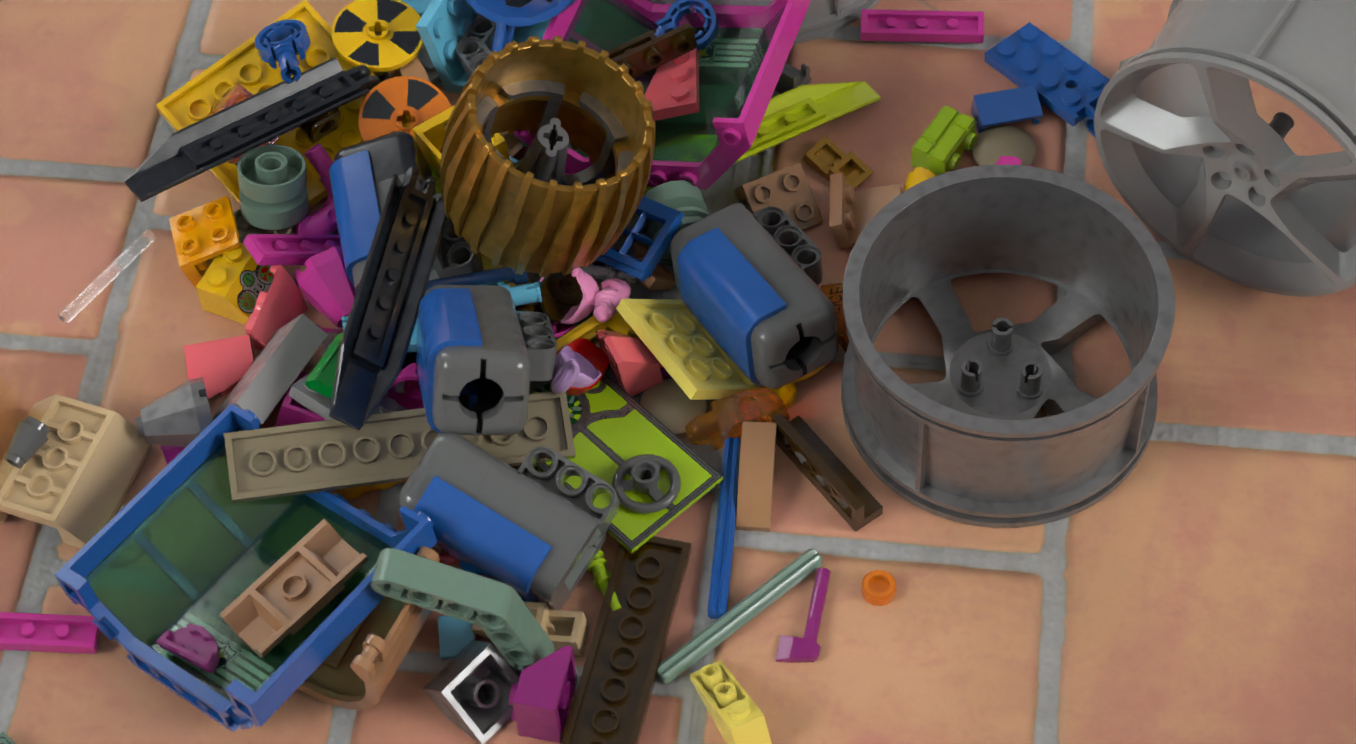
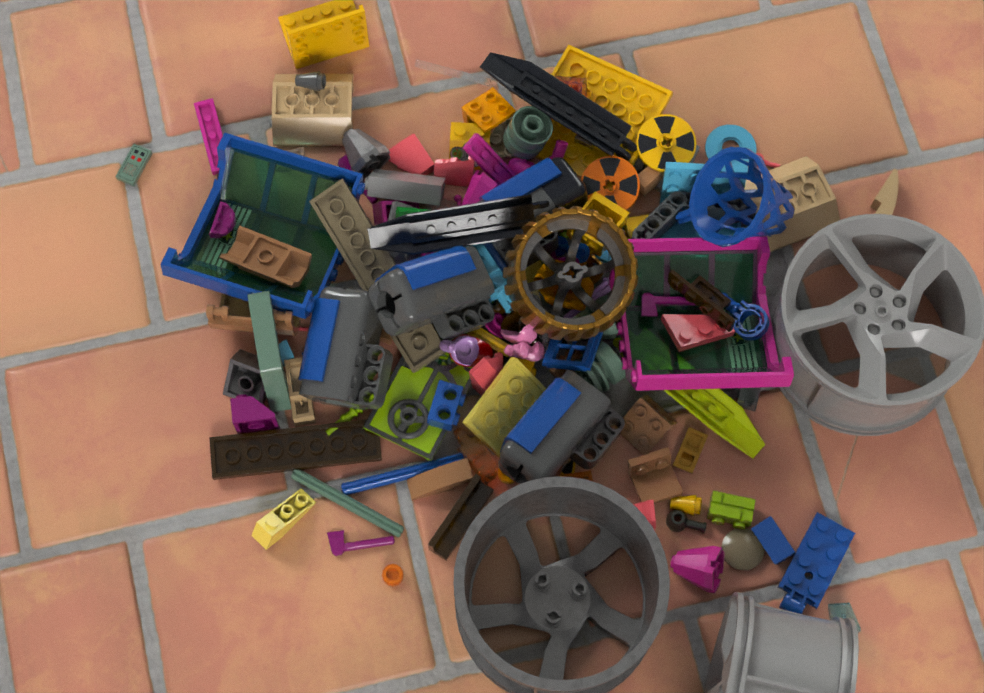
camera: 65 degrees right, 15 degrees up
(283, 43) = (619, 97): blue pin -> none
(645, 430) = (441, 404): none -> blue brick
(922, 26) = (823, 465): dark pink plate -> none

